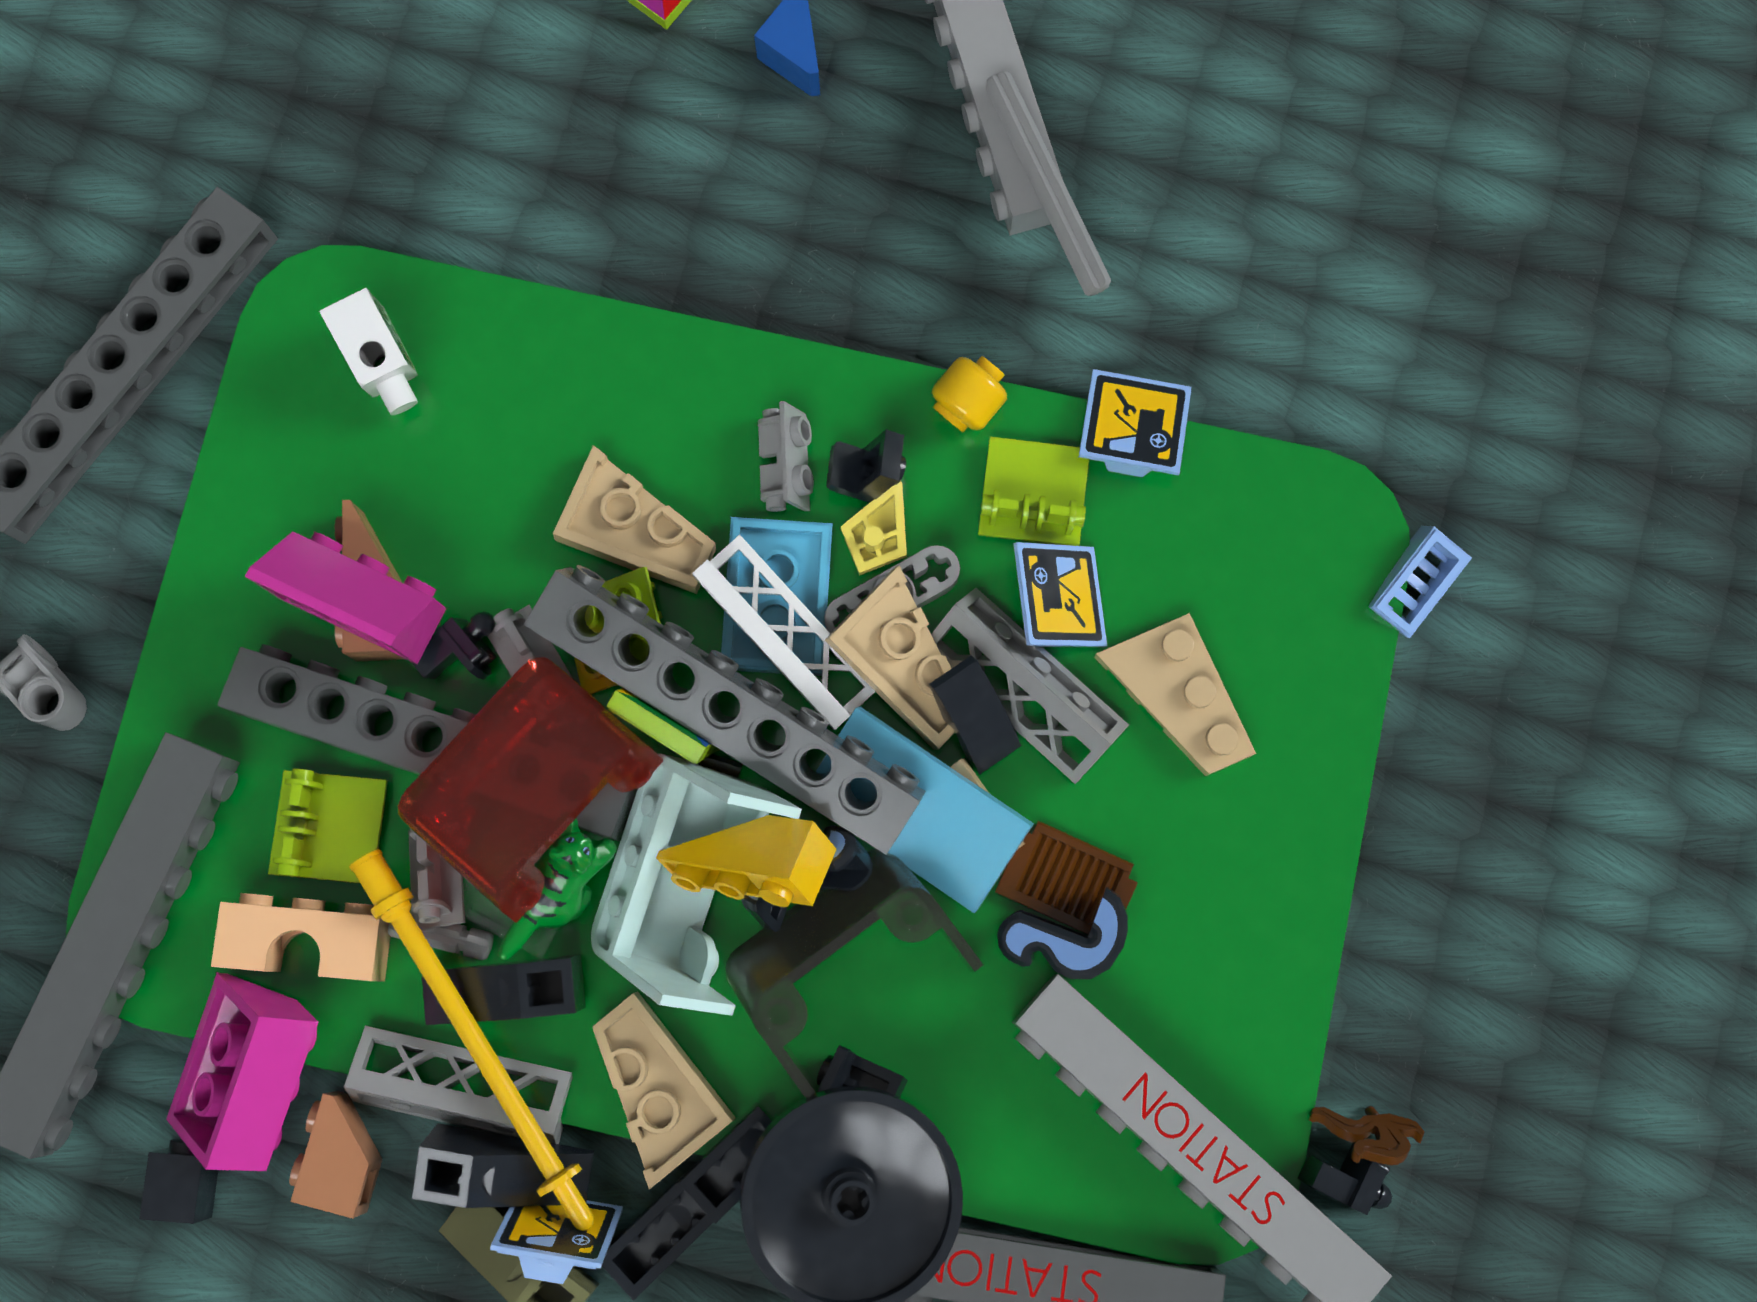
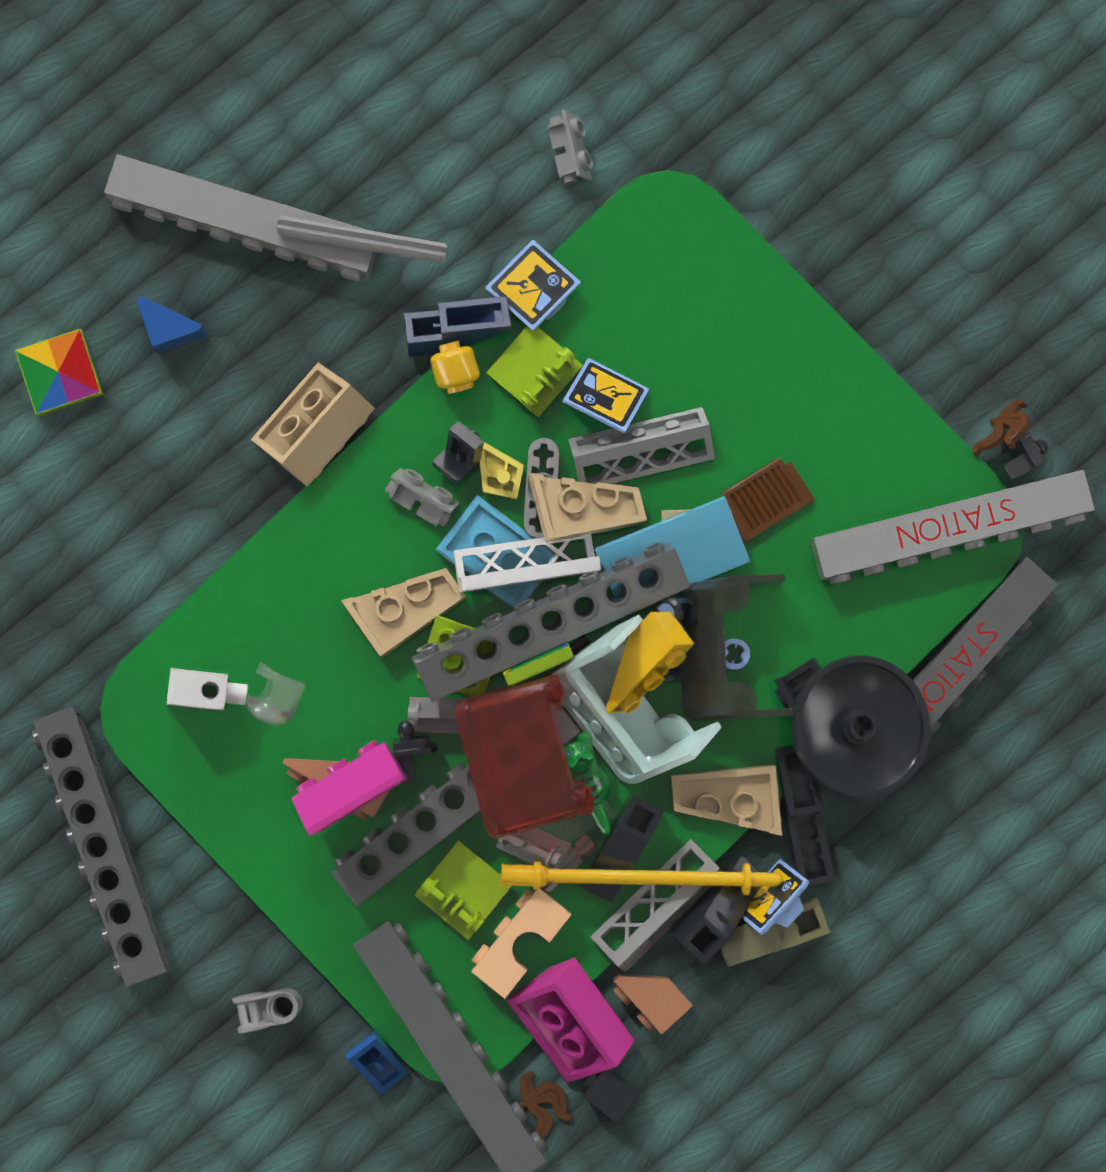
camera: 60 degrees left, 5 degrees up
(46, 859) = (377, 1062): none -> blue slope
(138, 1100) = (545, 1092): none -> reddish brown piece
(425, 451) = (278, 699): none -> clear helmet
(787, 280) = (313, 424): none -> tan slope
(850, 987) = (743, 656): none -> light blue bush
(975, 714) = (642, 487): black slope -> none
(1031, 363) = (457, 320): none -> dark blue slope
(1065, 949) = (802, 524): animal -> none
(1182, 691) = (702, 364): tan wing -> none
(1350, 345) = (568, 133): none -> light grey hinge
(1452, 563) = (734, 177): light blue slope -> none

